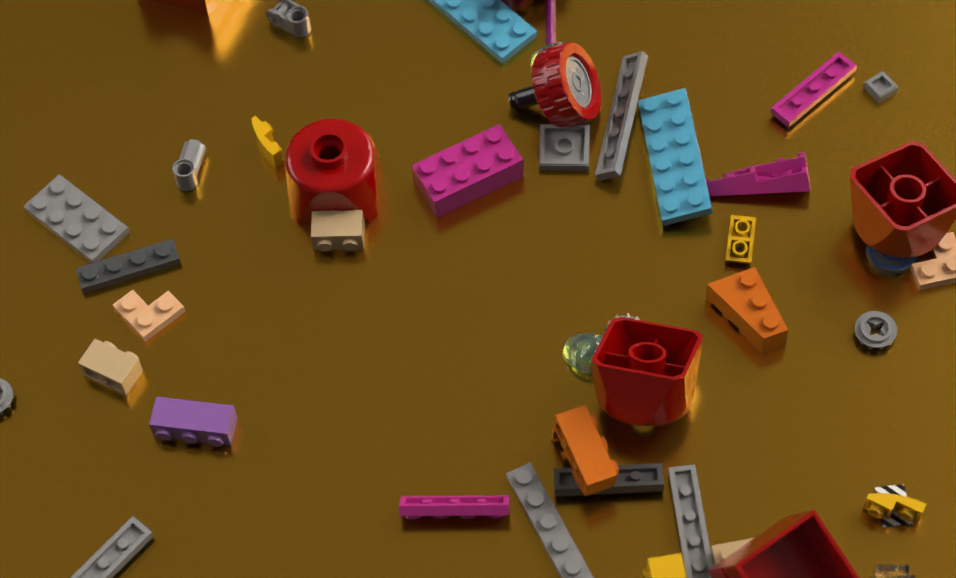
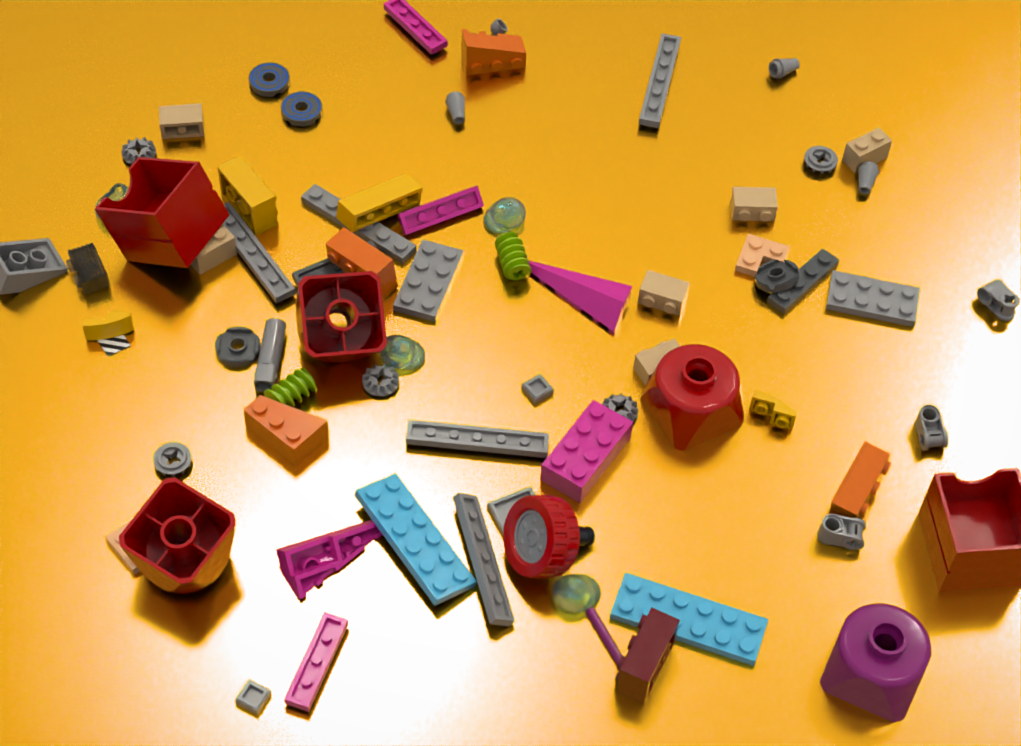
camera: 145 degrees right, 5 degrees down
(138, 70) = (931, 431): none -> light grey piece
(153, 258) = (787, 276): none -> dark grey tile
(188, 165) = (820, 366): light grey piece -> none
(193, 421) = (665, 192): medium lavender brick -> none
(239, 42) = (861, 481): none -> orange wedge
(281, 302) = (663, 292): none -> tan brick
(350, 322) = (596, 296): none -> dark pink wedge
(385, 473) = (505, 215): none -> clear light blue hat
(403, 216) = (630, 407): none -> light grey gear
(411, 404) = (512, 256): none -> lime piece
(473, 261) = (537, 388): none -> light grey tile
(512, 429) = (428, 280): none -> light grey plate
(522, 532) = (379, 202): none -> yellow brick
(564, 229) = (477, 438): none -> light grey plate
(727, 345) = (292, 387): none -> lime piece
(729, 401) = (270, 354): none -> light grey piece
(740, 239) = (321, 491): yellow slope -> none
(758, 447) = (237, 357): none -> dark grey tile

